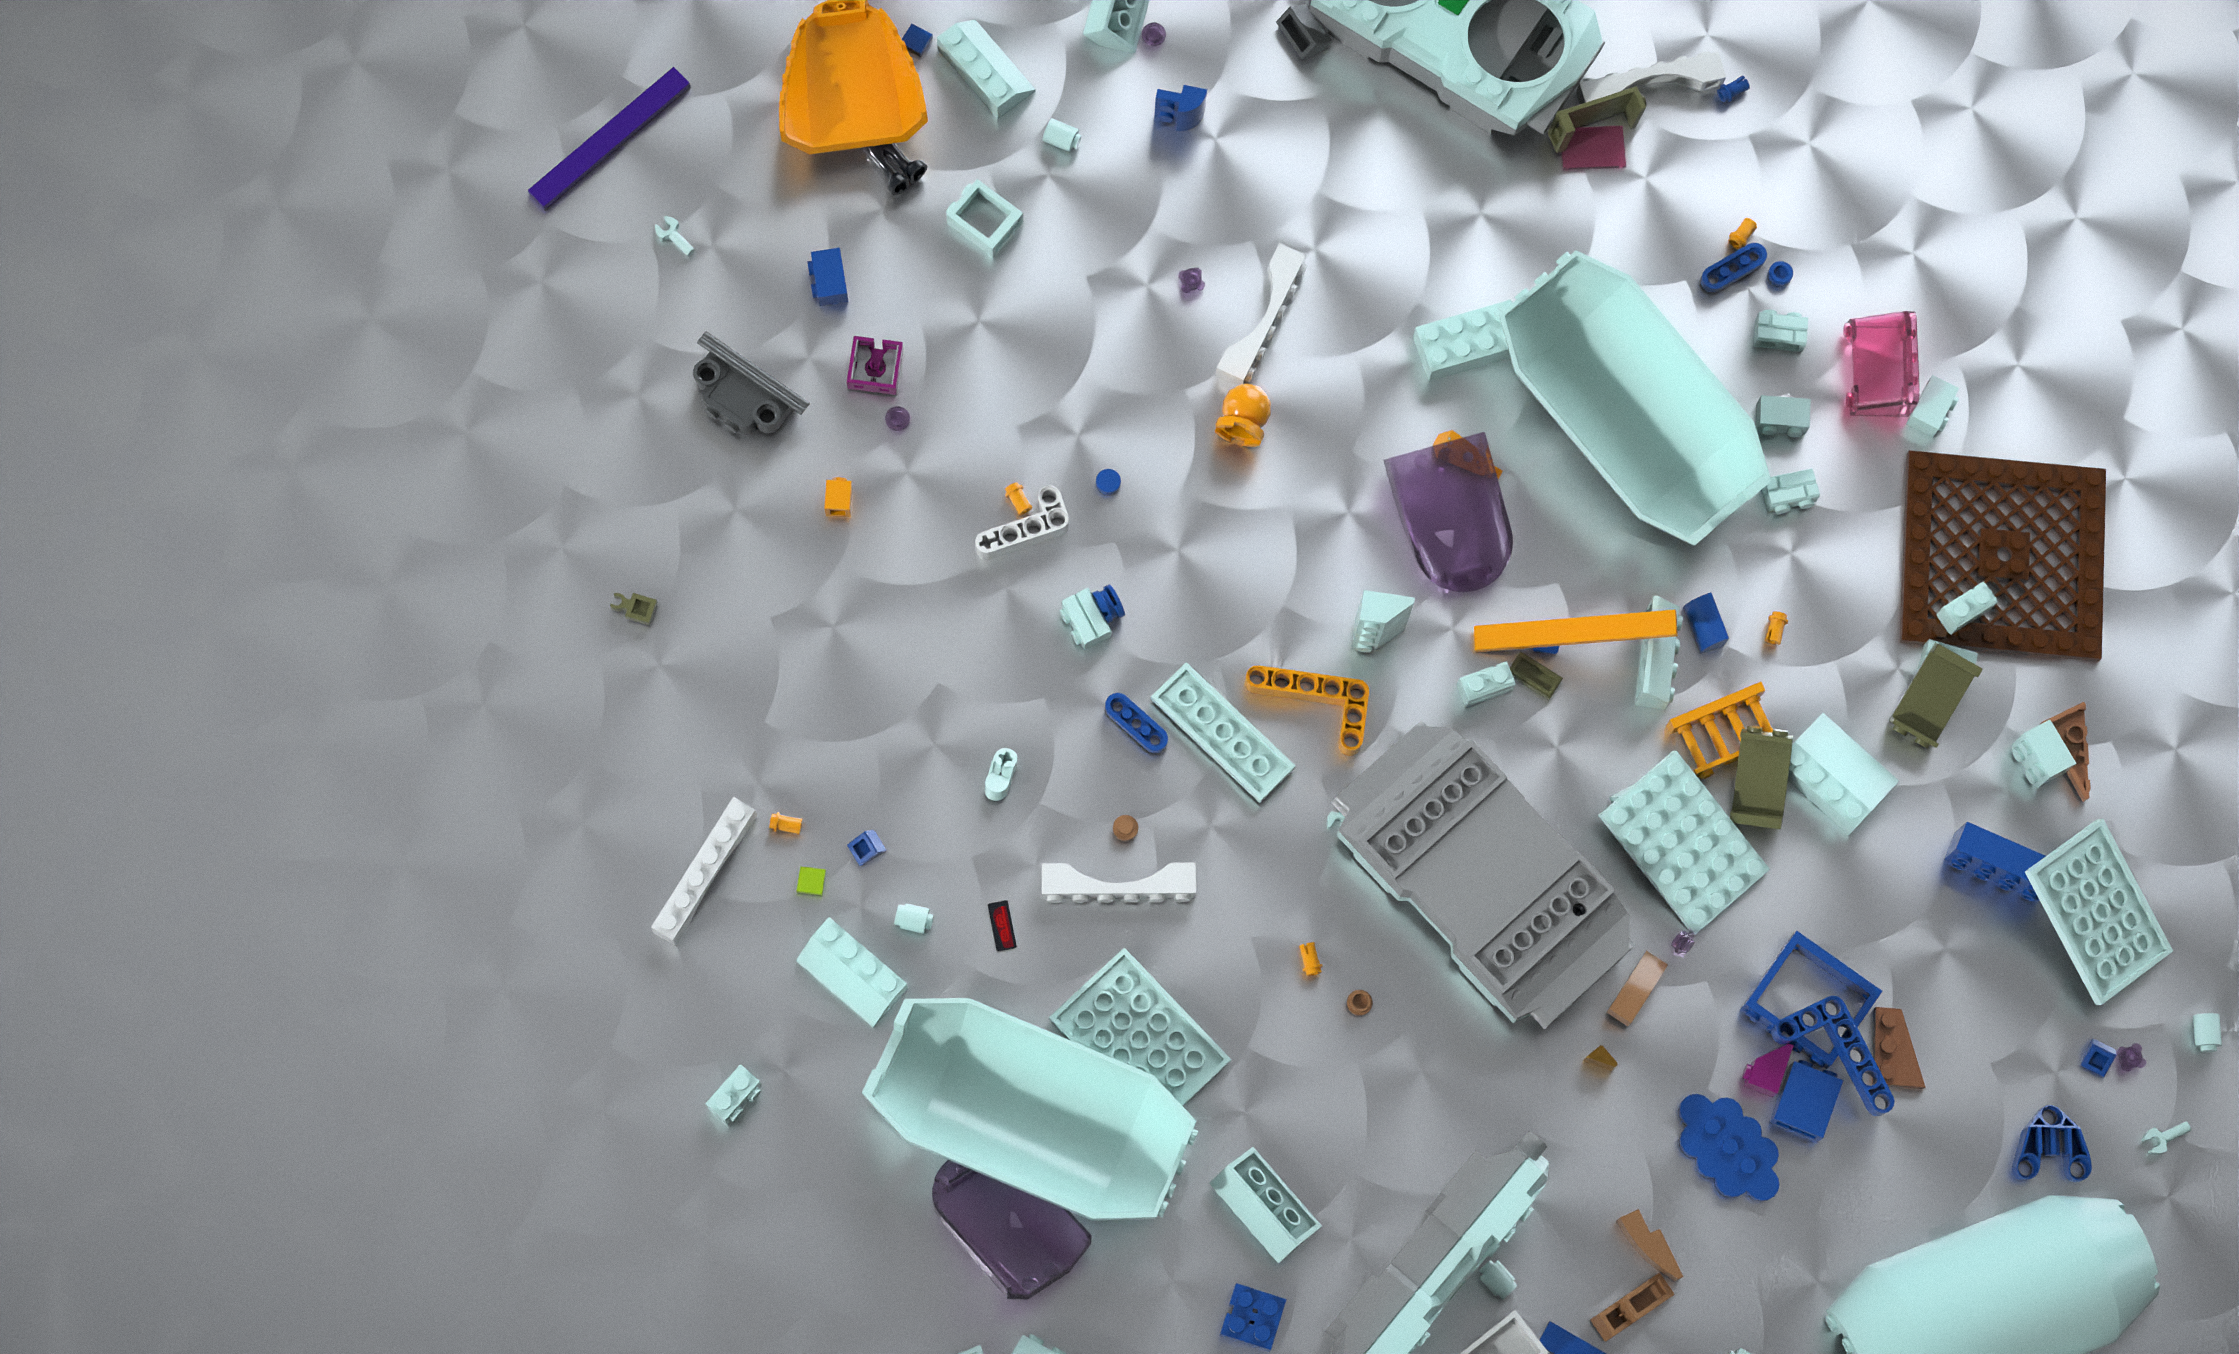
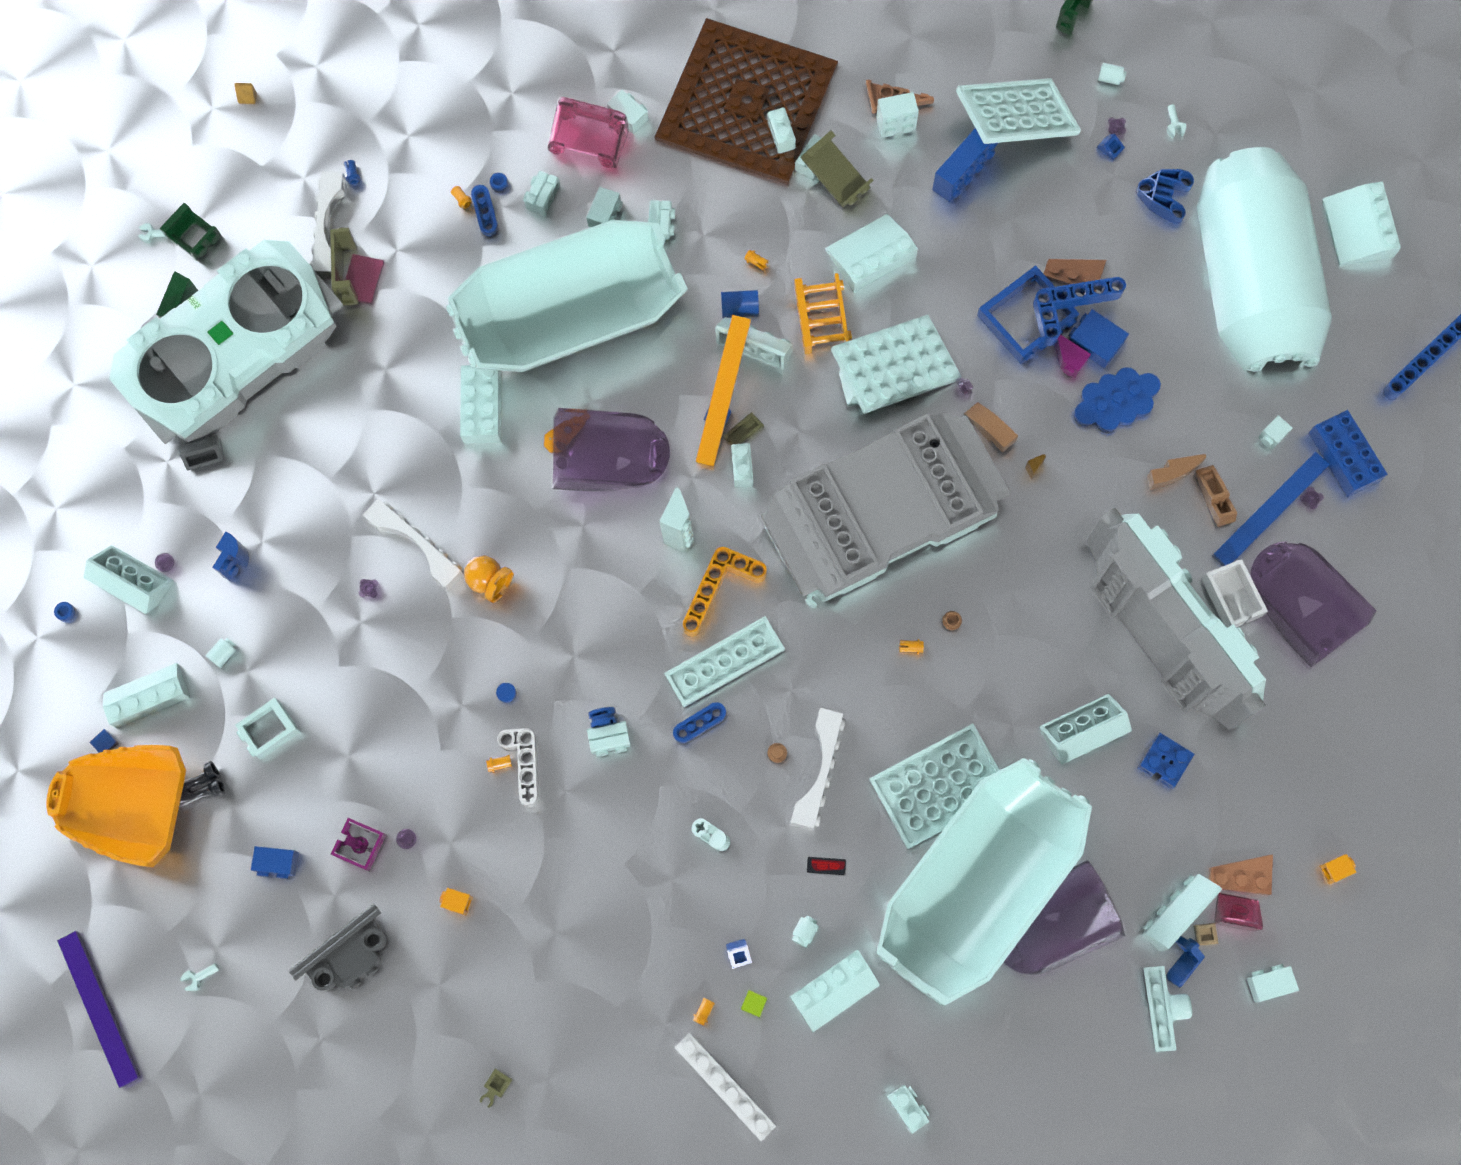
camera: 65 degrees left, 0 degrees up
(1761, 777) = (865, 298): olive panel -> none

